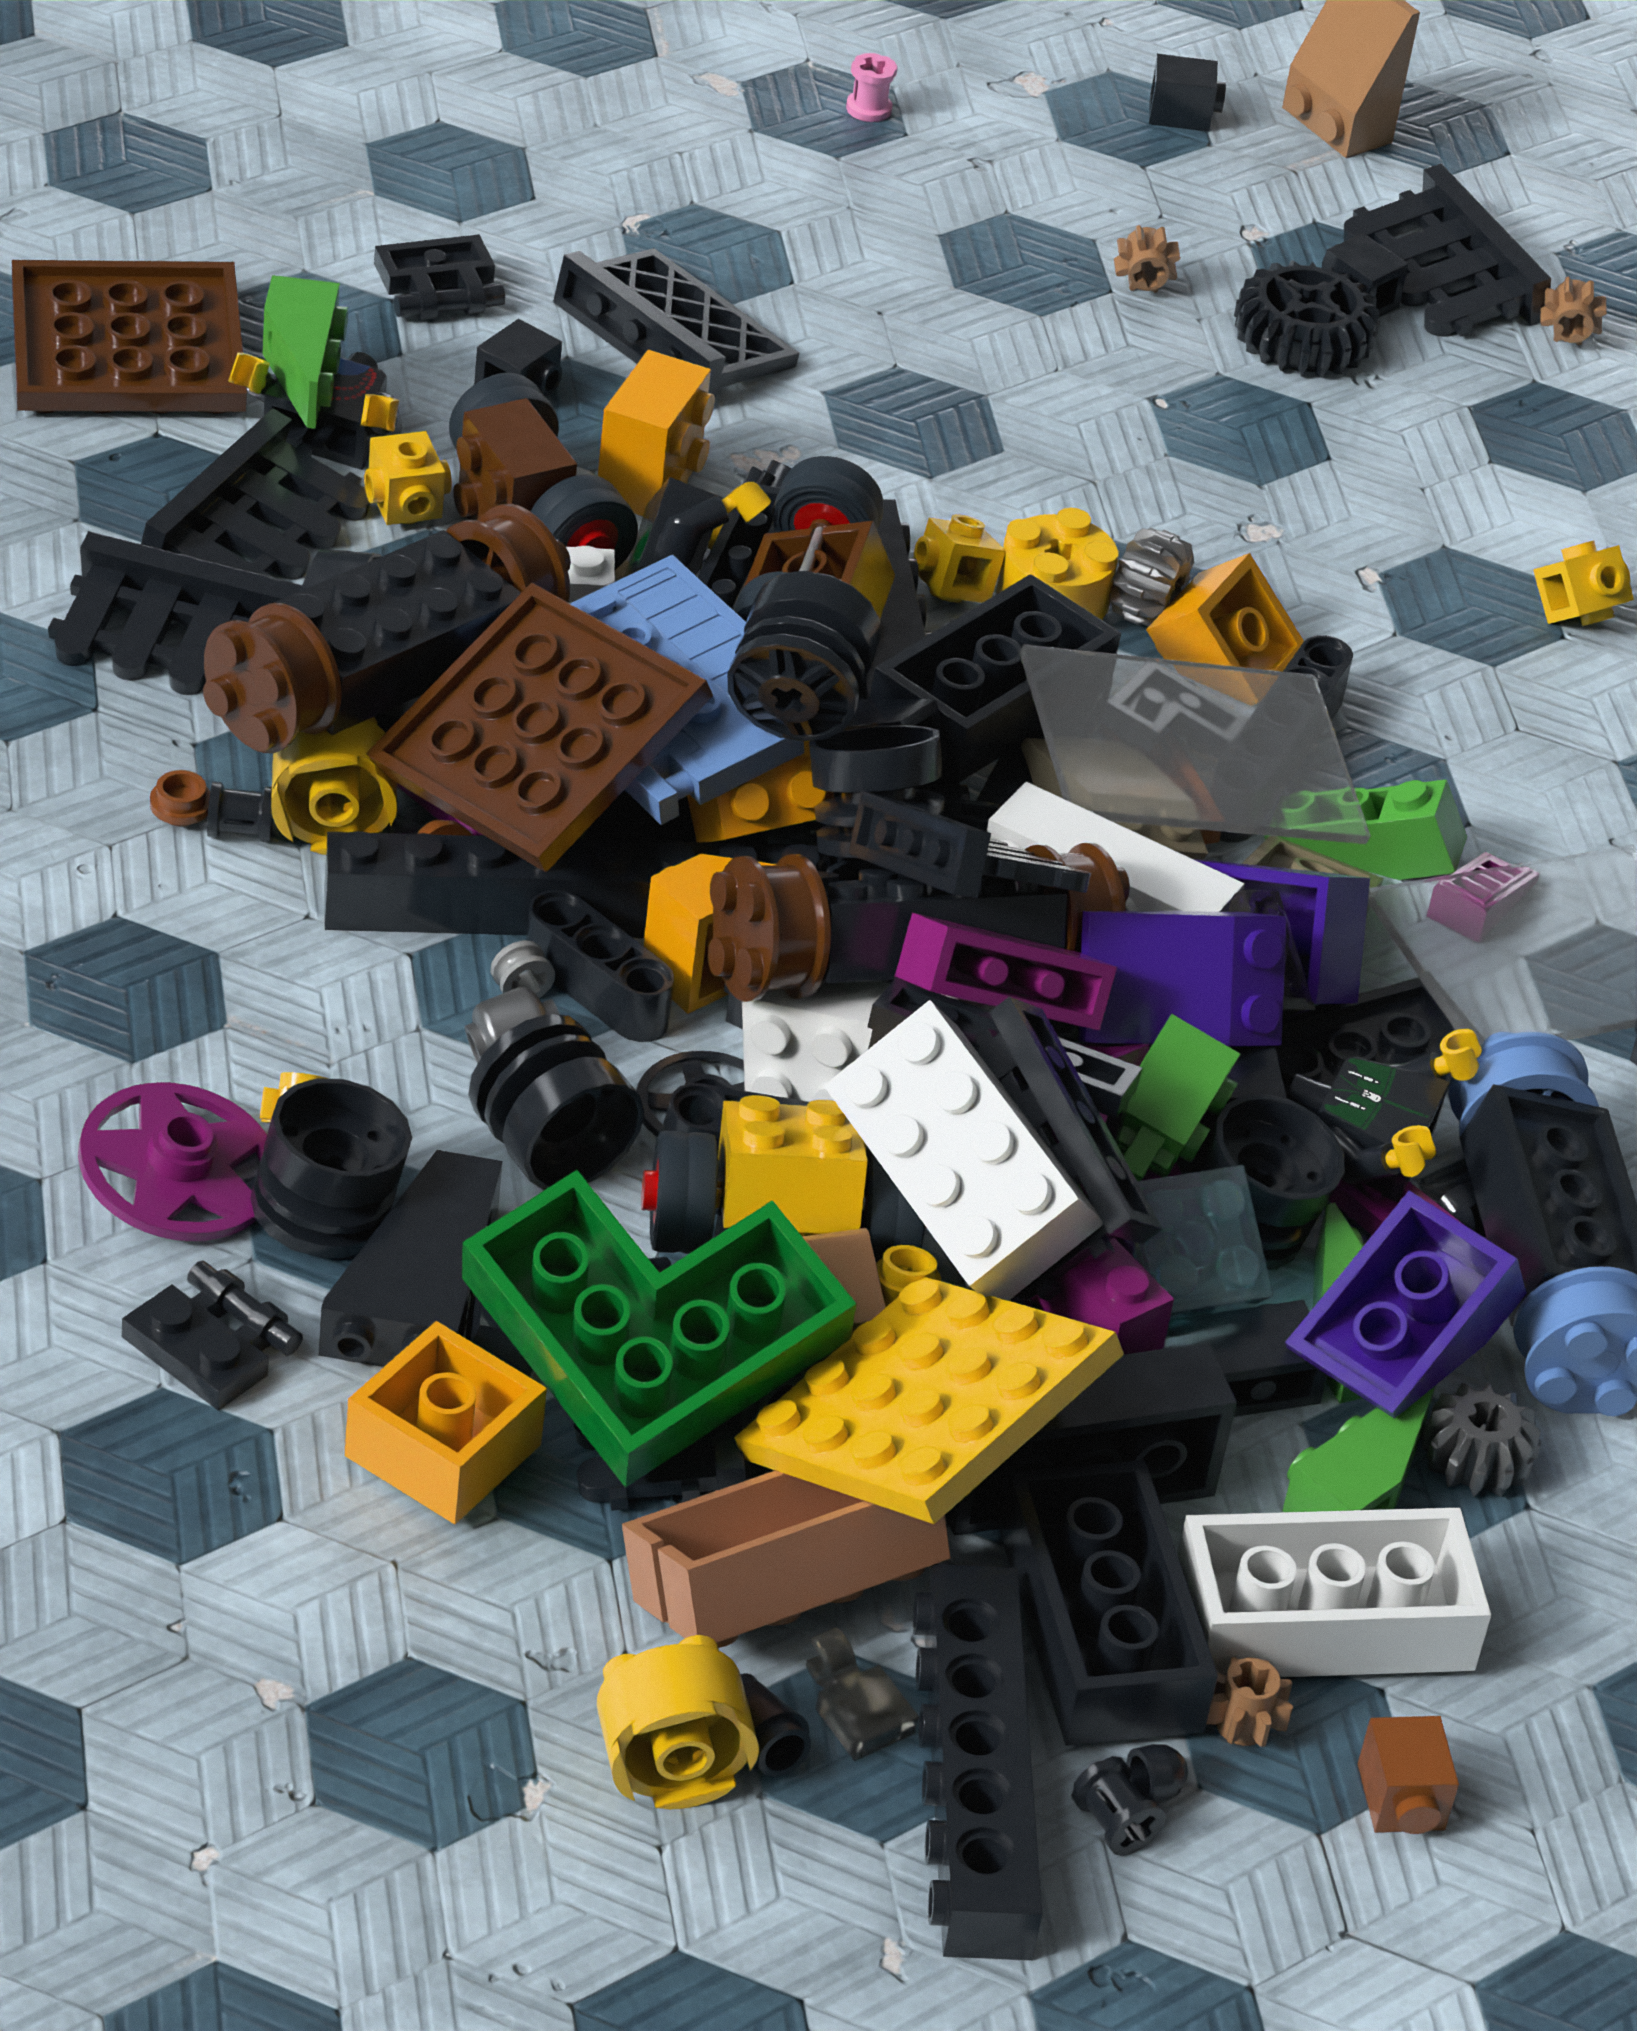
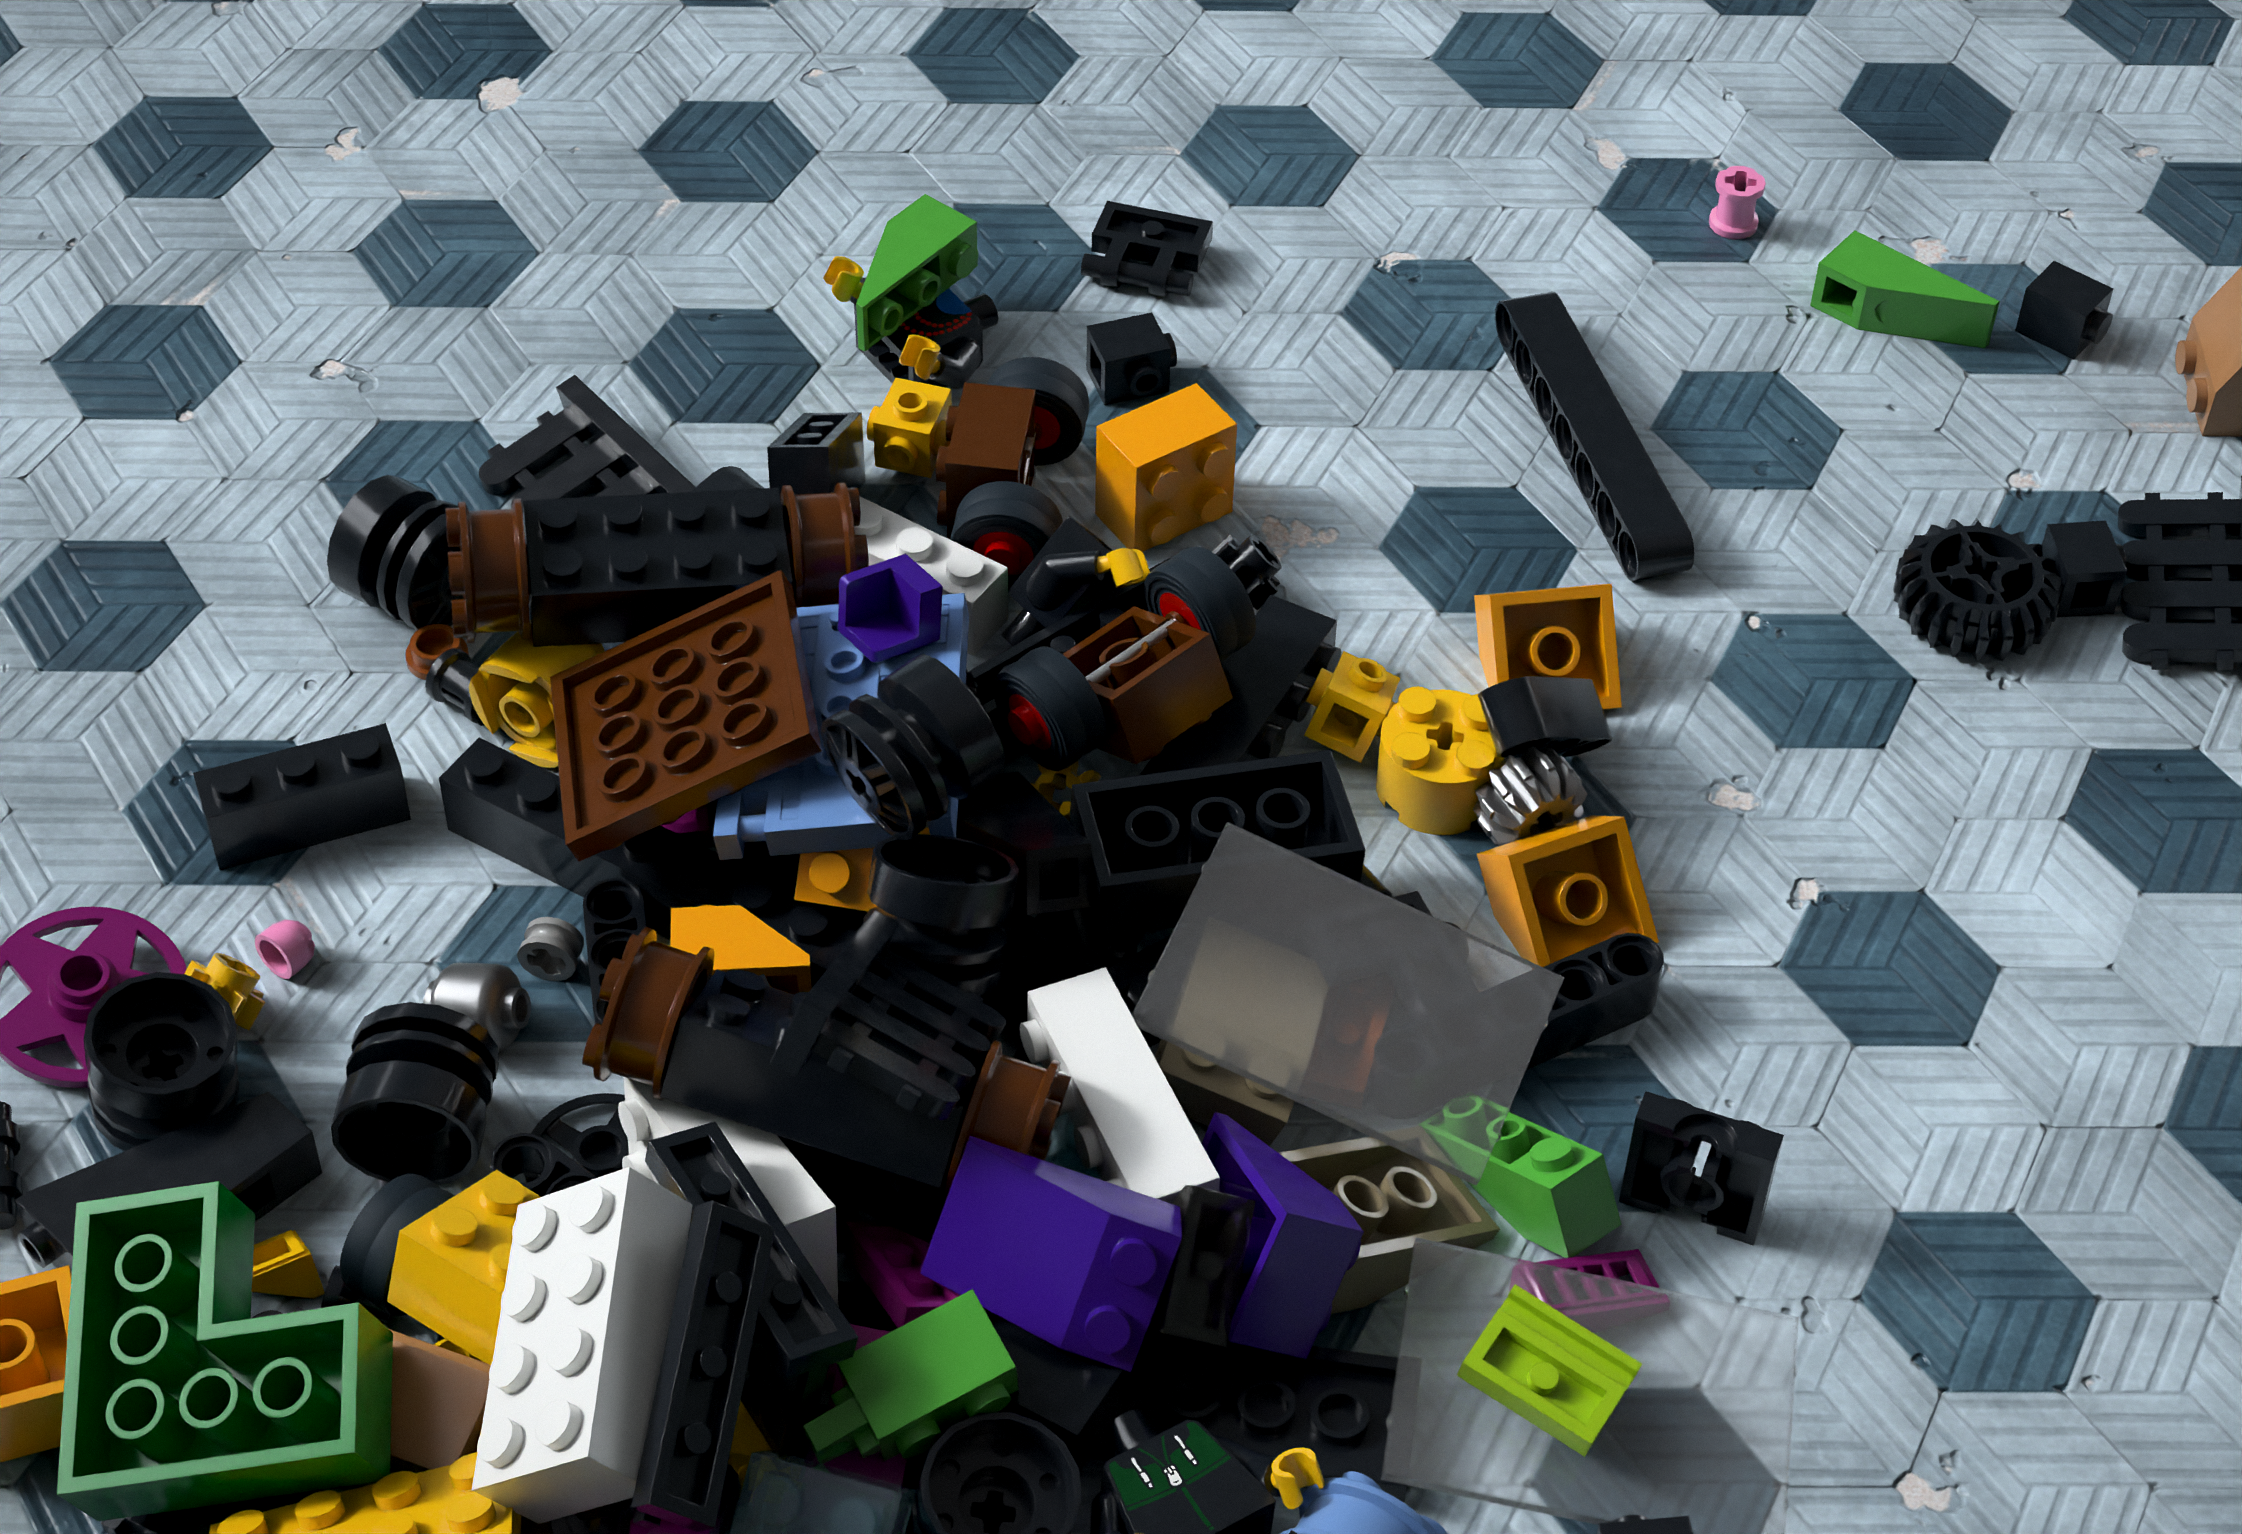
camera: 40 degrees right, 5 degrees up
(104, 720) = (395, 552): none -> black wheel
(126, 336) = (802, 200): reddish brown plate -> none
(201, 942) = (302, 796): none -> black brick
(251, 481) = (743, 384): black fence -> none
(305, 1054) = (285, 947): none -> bright pink hinge
(380, 514) = (818, 453): none -> black brick
(640, 320) = (1284, 366): black fence -> none
(651, 577) = (890, 608): none -> dark purple panel
(930, 301) = (1594, 437): none -> black beam
(993, 966) = (831, 1166): magenta brick -> none
(1051, 464) = (1551, 635): none -> light orange slope
(1059, 121) = (1899, 296): none -> bright green slope
(1119, 509) = (1544, 715): none -> black beam
(1147, 258) = (1856, 467): medium nougat gear -> none
(1521, 788) = (1734, 1177): none -> black brick
(1531, 933) = (1549, 1370): none -> lime plate
(1584, 584) = (1991, 992): yellow brick -> none

